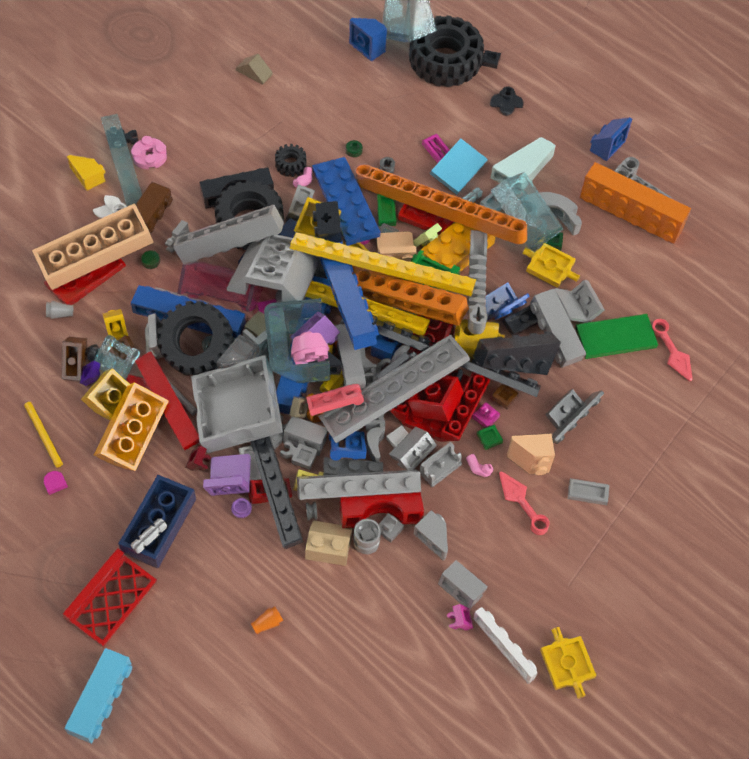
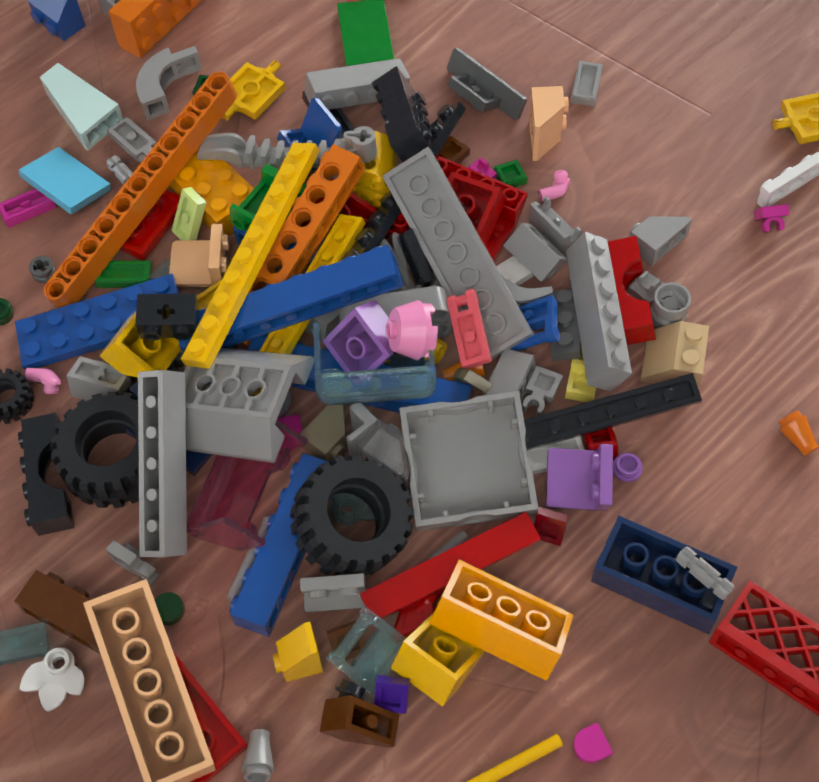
camera: 80 degrees left, 0 degrees up
(311, 511) = (634, 380): dark grey bush -> none
(462, 585) = (727, 211): light grey hinge -> none
(516, 492) = (591, 154): coral piece -> none
(523, 201) = (158, 97): clear light blue slope -> none
(581, 302) = (315, 56): light grey bracket -> none

